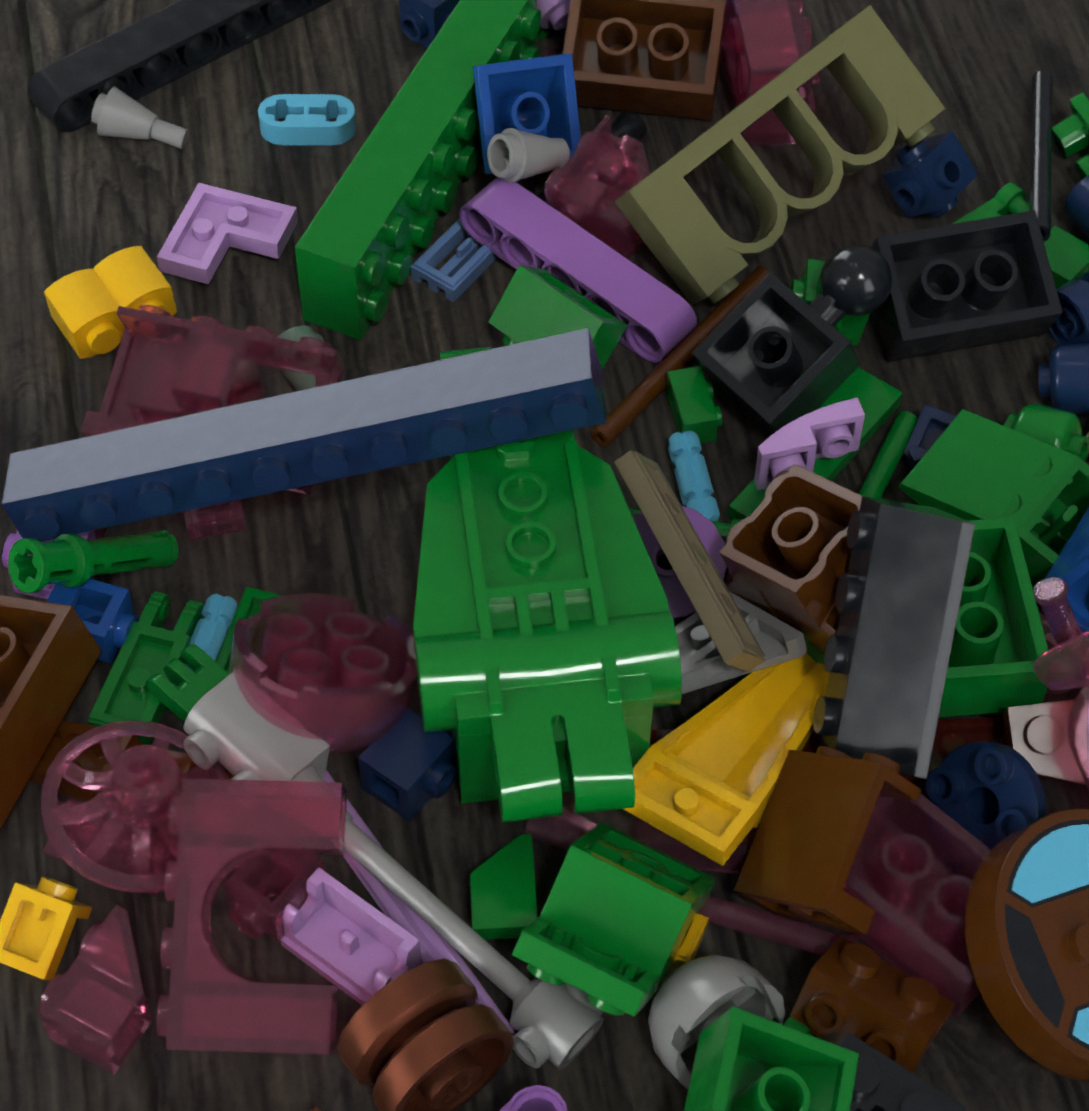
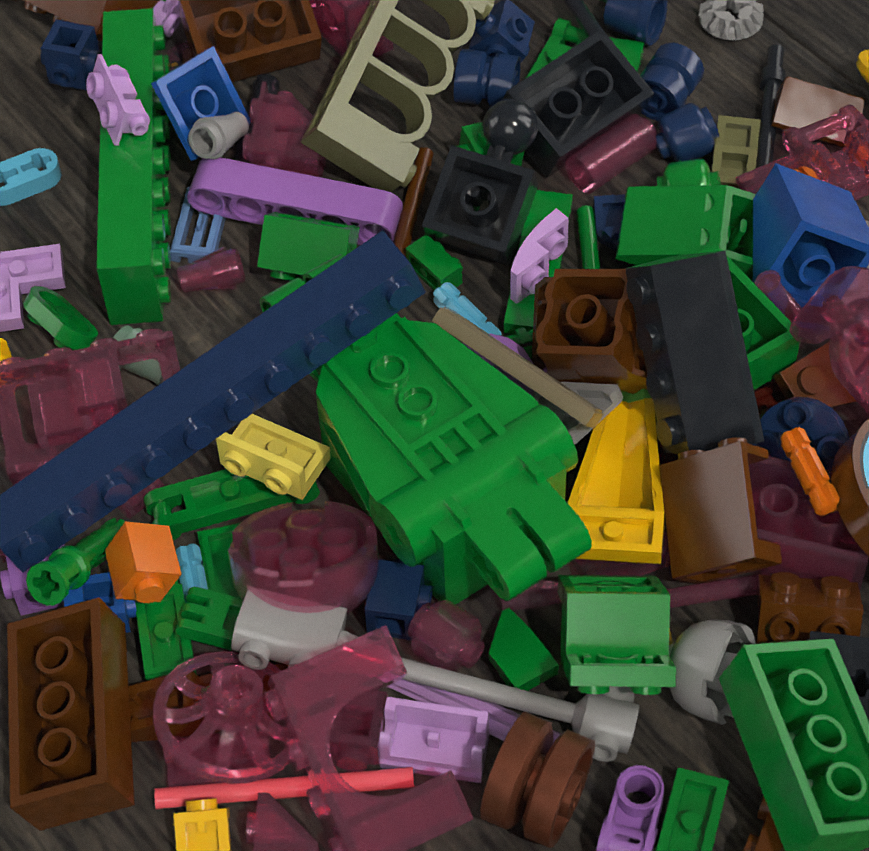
camera: 25 degrees left, 0 degrees up
(151, 591) = (142, 562): none -> orange brick
(162, 916) = (280, 787): none -> coral piece
(247, 288) = (59, 318): none -> green plate
(308, 562) = (214, 500): none -> green plate
(366, 536) = (273, 456): none -> light yellow bracket
(427, 78) = (116, 100): none -> lavender hinge
(434, 832) = (446, 636): none -> clear pink head
(444, 308) = (213, 271): none -> clear pink cone
(874, 210) = (483, 77): none -> dark blue wheel
(962, 839) = (810, 471): none -> orange axle
(978, 363) = (611, 153): none -> clear pink brick

